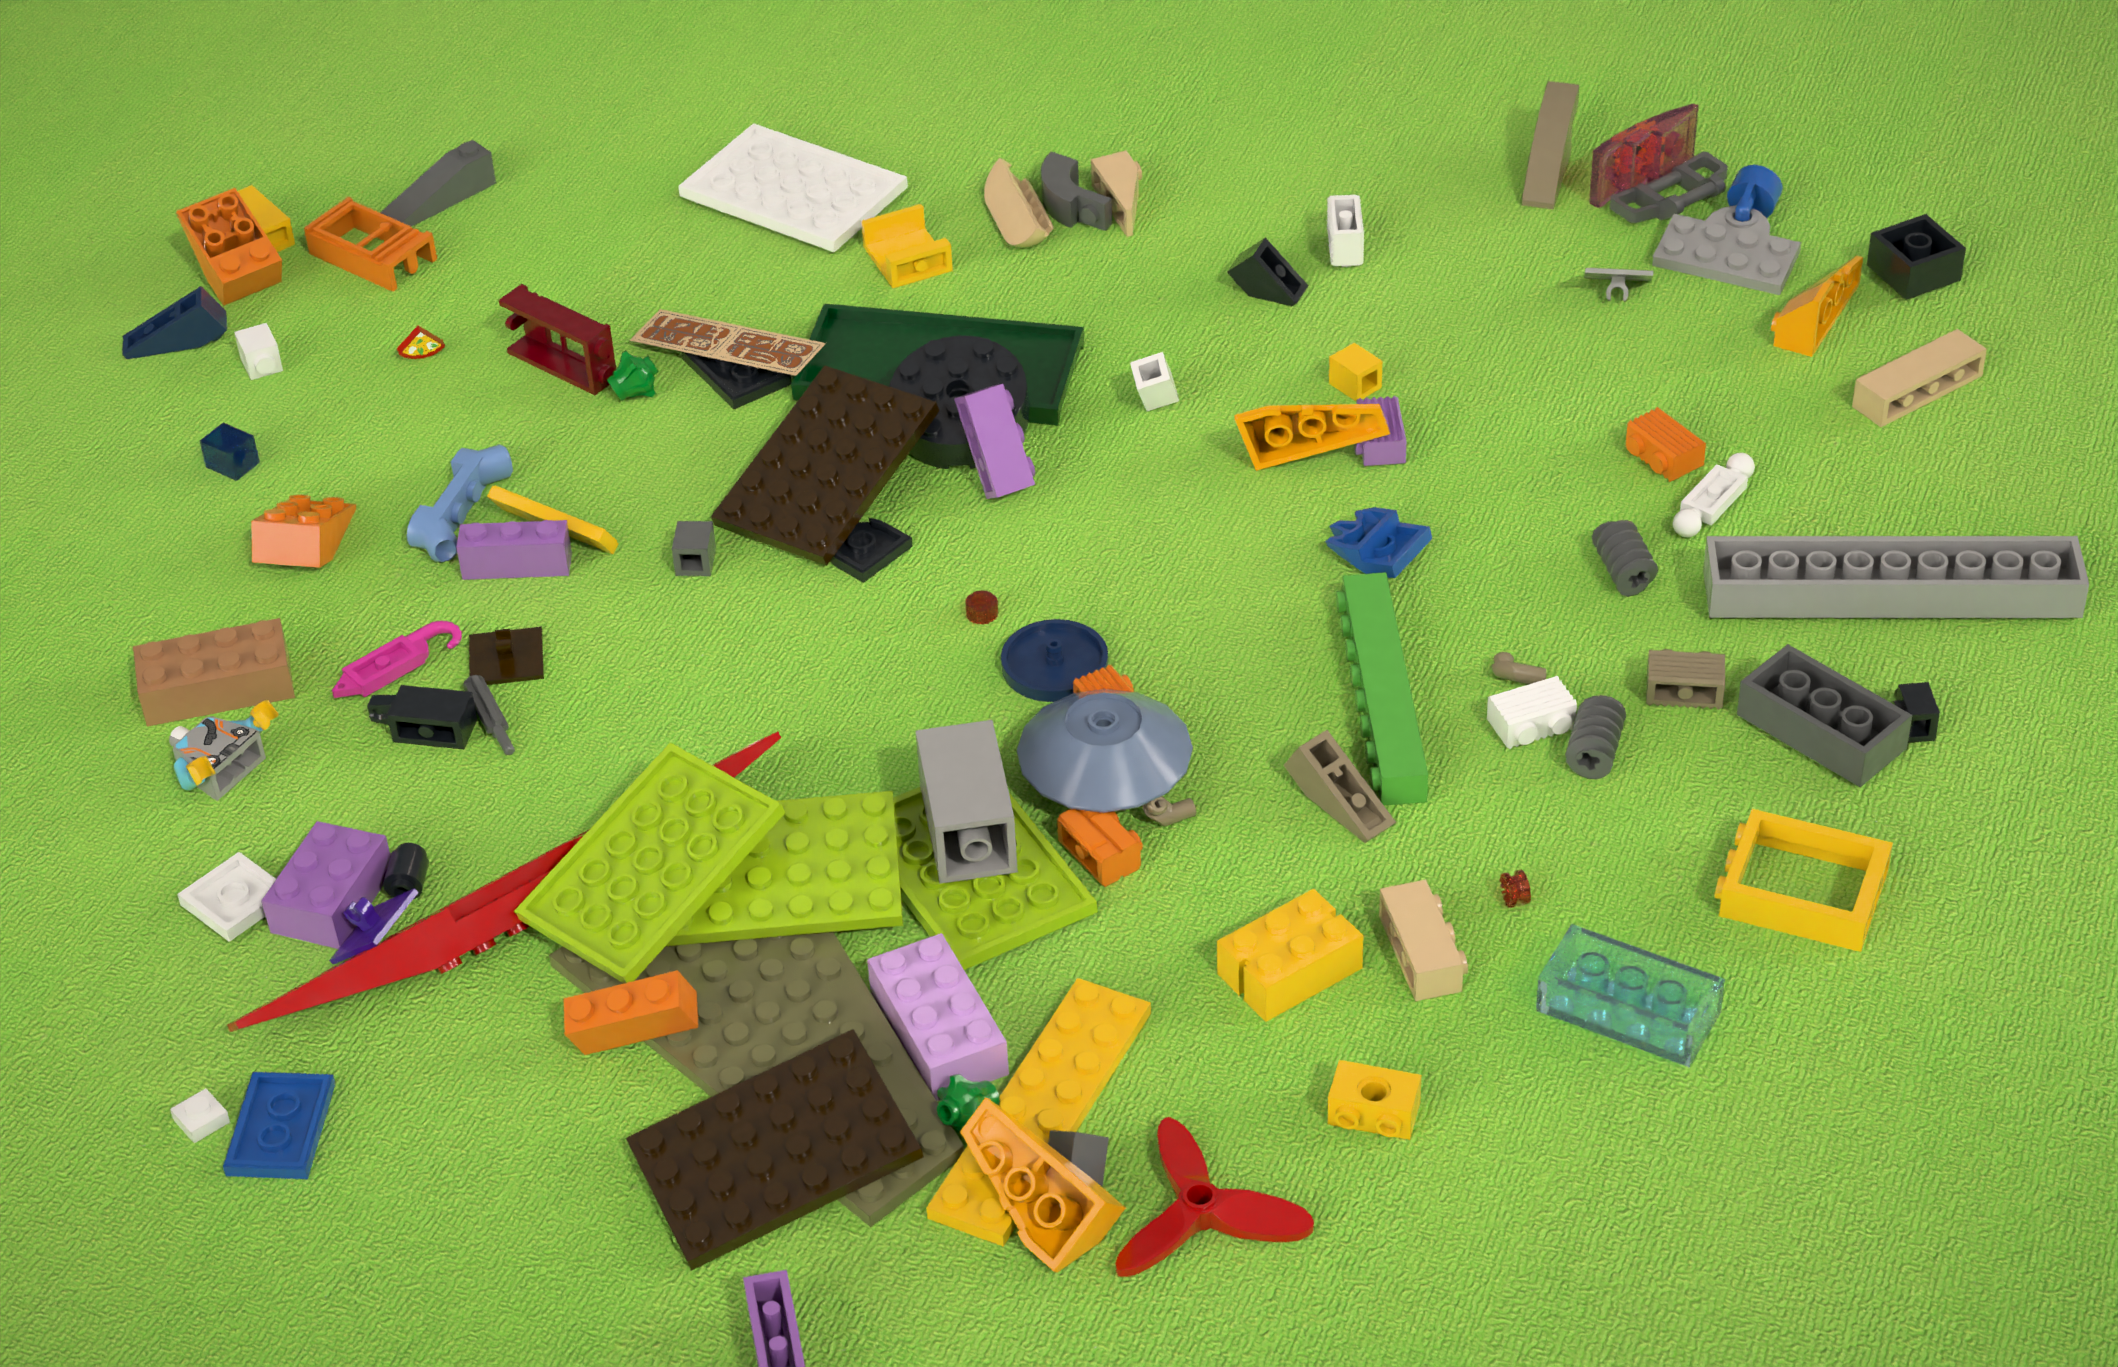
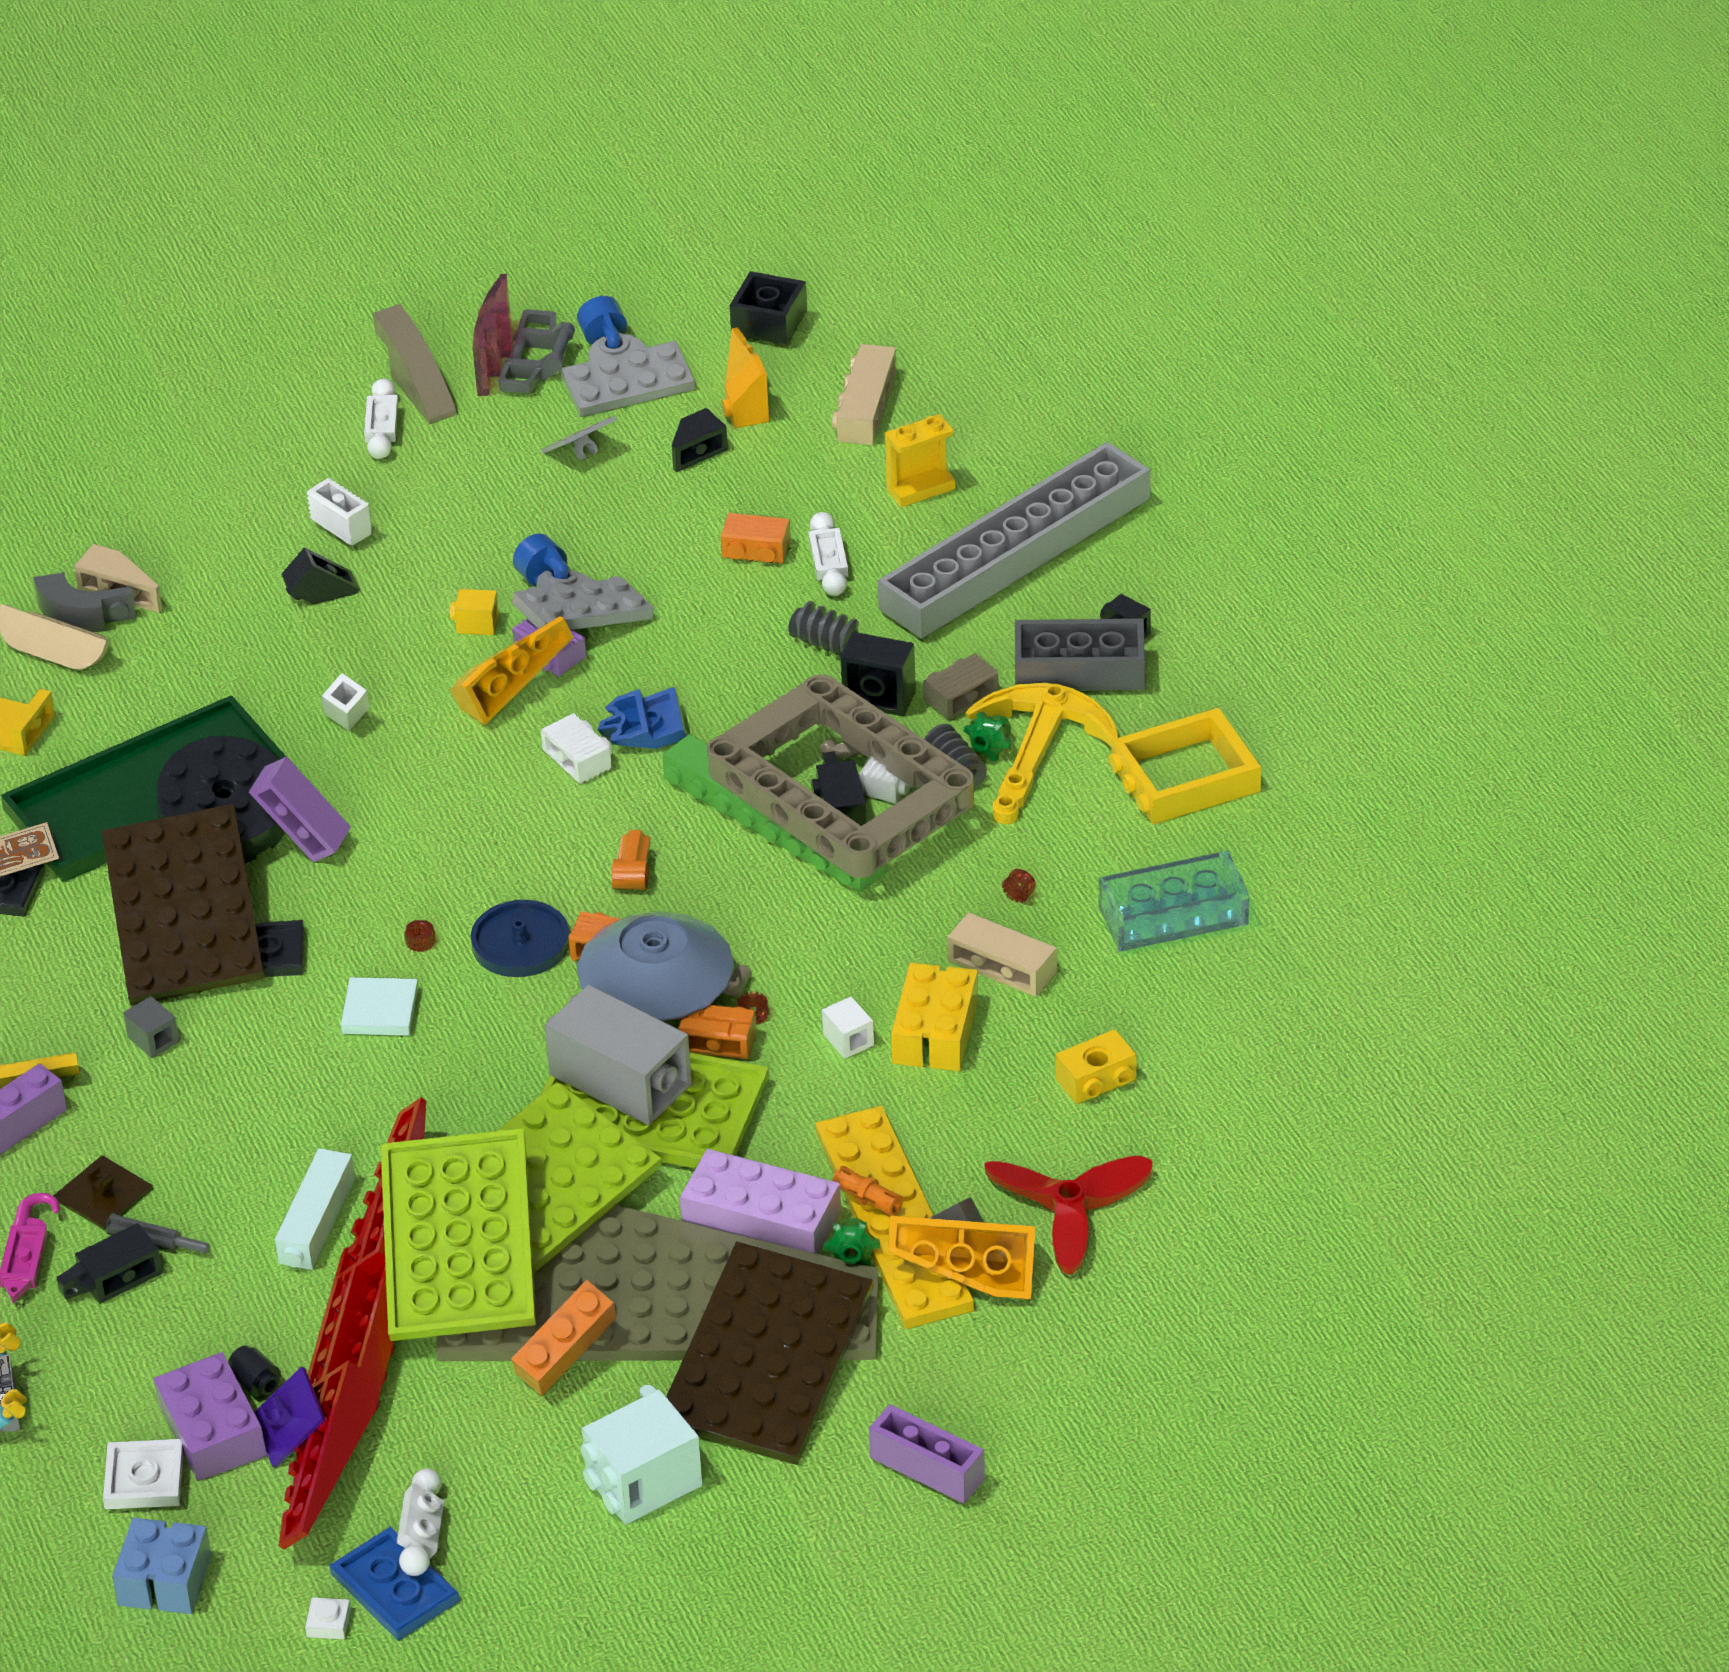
camera: 45 degrees left, 0 degrees up
(143, 978) = (170, 1557): none -> medium blue piece
(349, 1087) = (420, 1522): none -> white plate
(557, 1160) = (641, 1456): none -> light aqua container
(604, 775) = (315, 1209): none -> light aqua brick
(879, 644) = (379, 1006): none -> light aqua tile
(1028, 1067) = (868, 1191): none -> orange pin
(1157, 836) = (755, 1000): none -> clear red bush
(1207, 912) = (847, 1027): none -> white brick
(1209, 659) = (632, 865): none -> orange piece
(1292, 531) = (577, 748): none -> white brick
(1338, 787) = (828, 895): dark tan slope -> none
(1443, 400) = (571, 593): none -> light grey plate
(1457, 706) = (840, 787): none -> black hinge
(1457, 761) = (942, 783): none -> dark tan beam
(1480, 177) = (381, 418): none -> white plate
(1613, 619) = (880, 671): none -> black brick
(1655, 736) = (989, 734): none -> green rock
(1716, 334) = (697, 439): none -> black slope
(1744, 745) = (1050, 706): none -> yellow piece
(1881, 456) = (918, 460): none -> yellow panel

